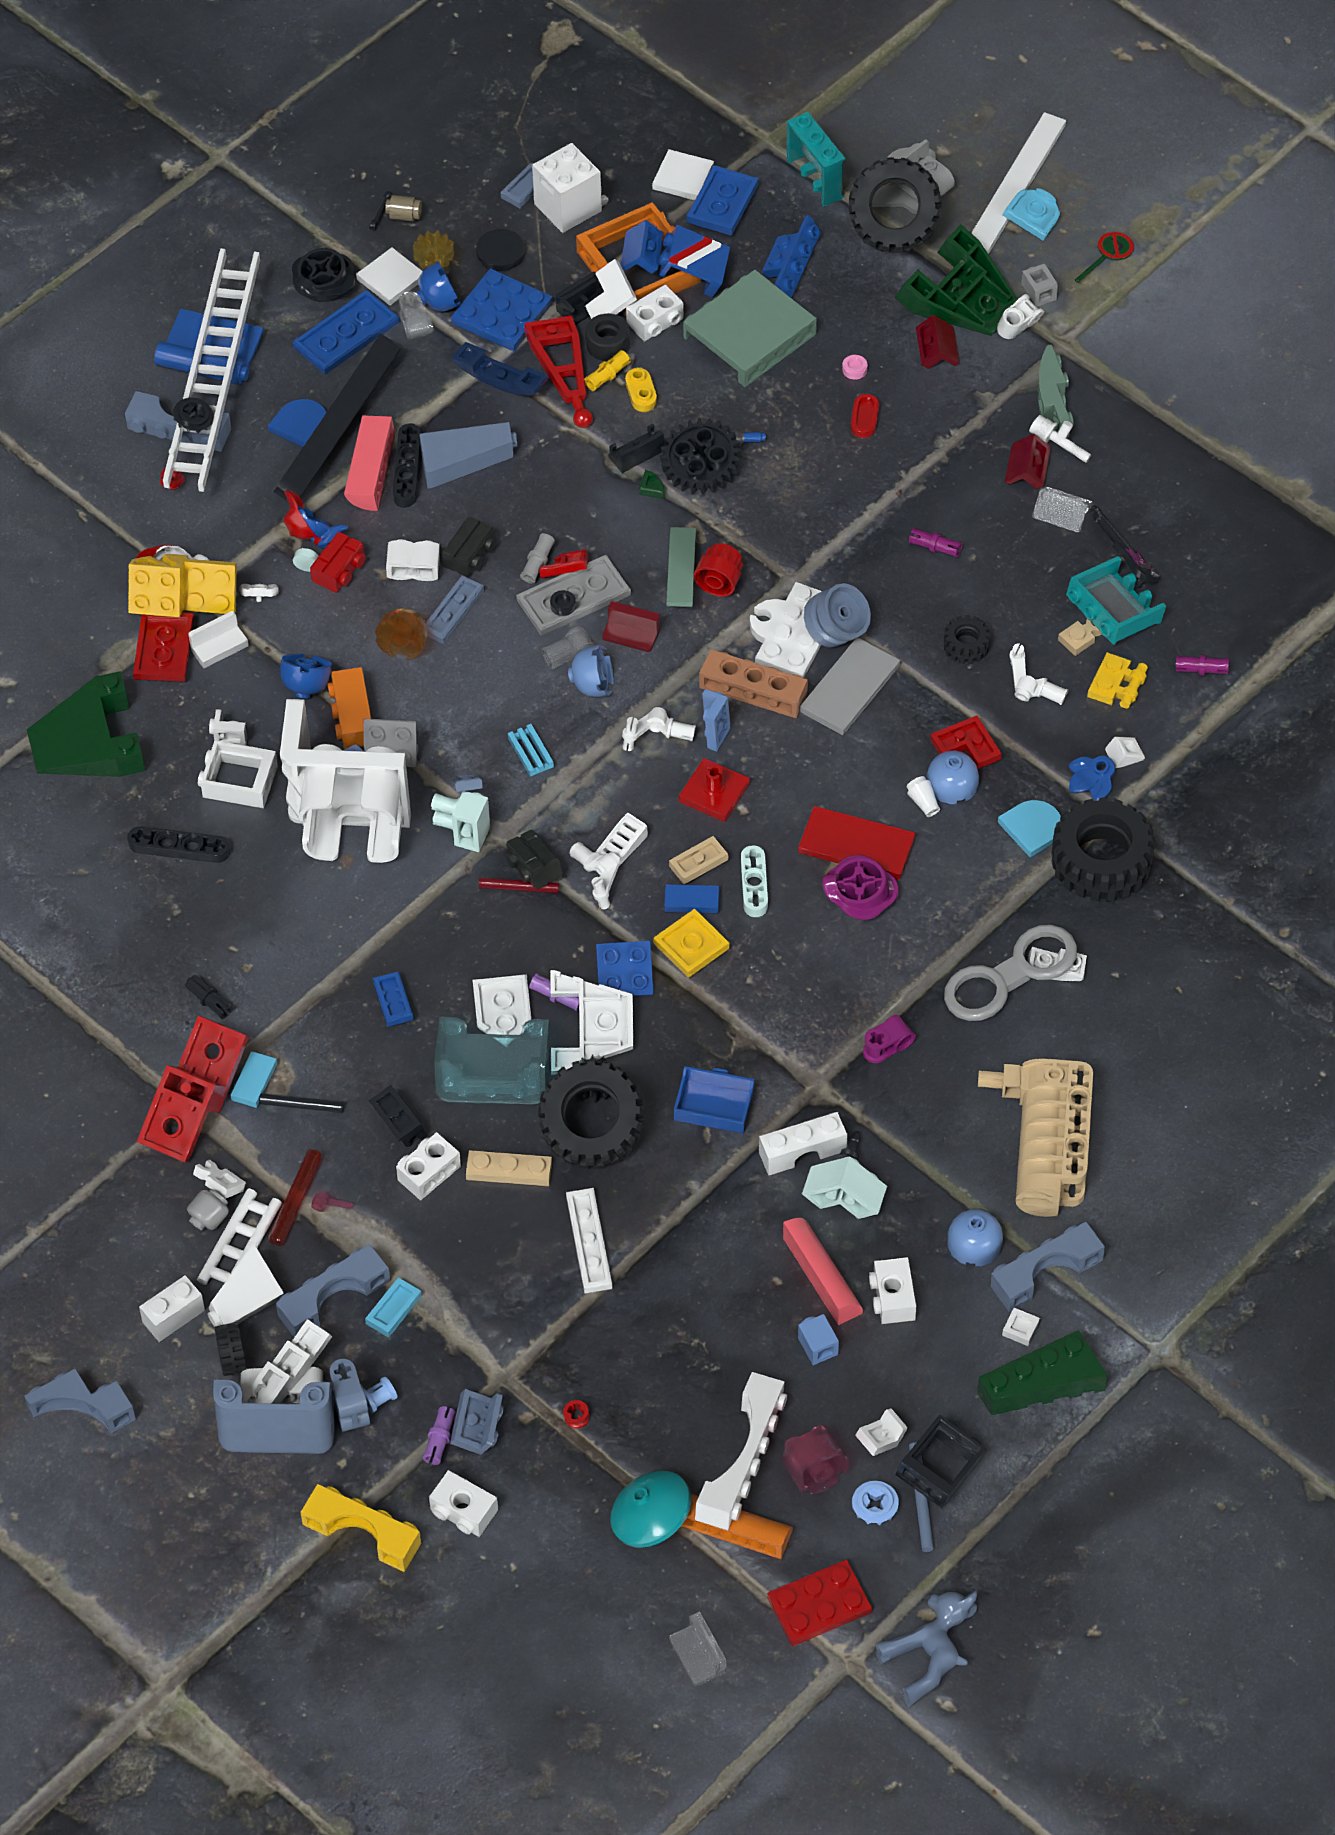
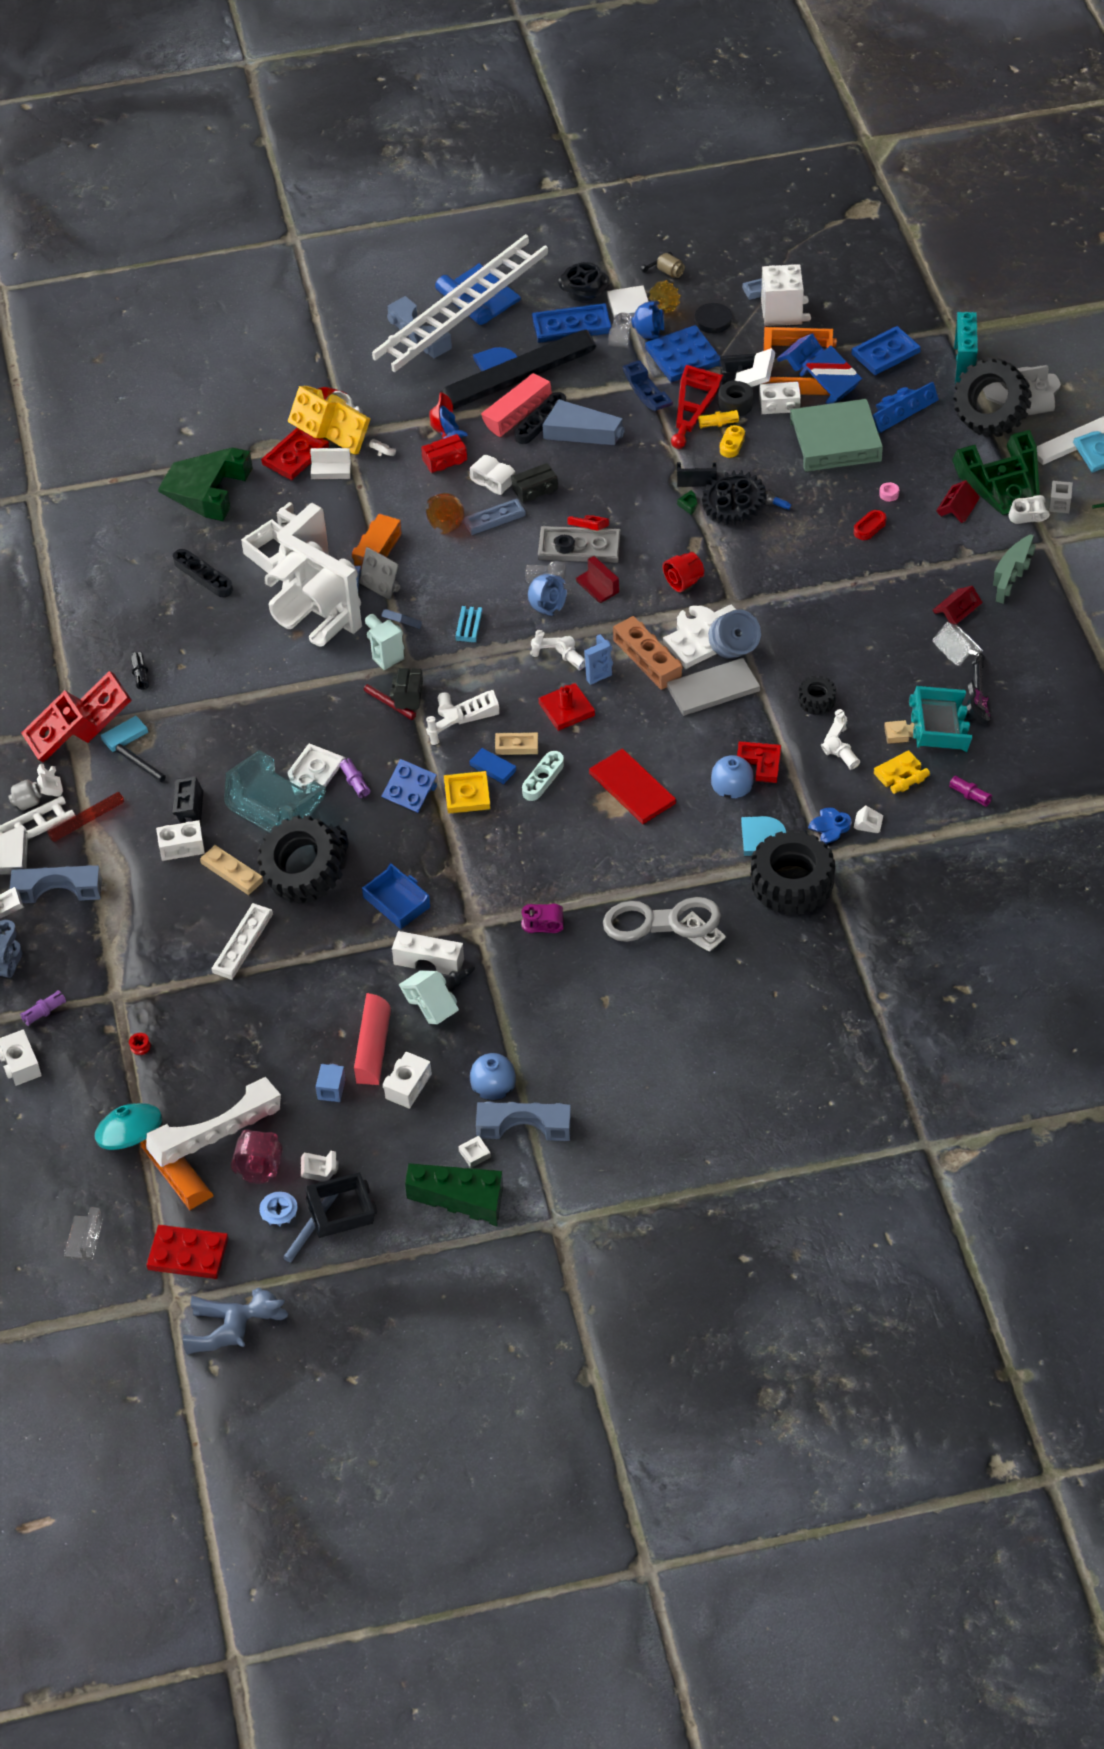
camera: 35 degrees right, 5 degrees down
(177, 479) = (387, 359): red plate -> none
(203, 413) = (423, 316): black gear -> none
(304, 558) = (424, 439): light aqua tile -> none
(305, 675) = (361, 507): blue cylinder -> none
(323, 1199) = (99, 826): clear pink hand -> none
(379, 1394) = (28, 961): light blue bush -> none
(392, 999) = (249, 729): blue plate -> none
(393, 1307) = (86, 915): medium azure tile -> none
(476, 1421) = (70, 1011): sand blue bracket -> none
(537, 558) = (574, 510): light grey pin -> none
(603, 1020) = (367, 808): white wing -> none
(681, 567) = (652, 565): sand green slope -> none
(682, 174) = (872, 323): white tile -> none
(863, 881) = (608, 819): magenta piece -> none
(922, 794) = (701, 778): white cone -> none
(935, 542) = (848, 624): magenta pin -> none
(1046, 430) = (990, 592): white piece -> none
(1048, 1130) = (596, 1035): tan piece -> none

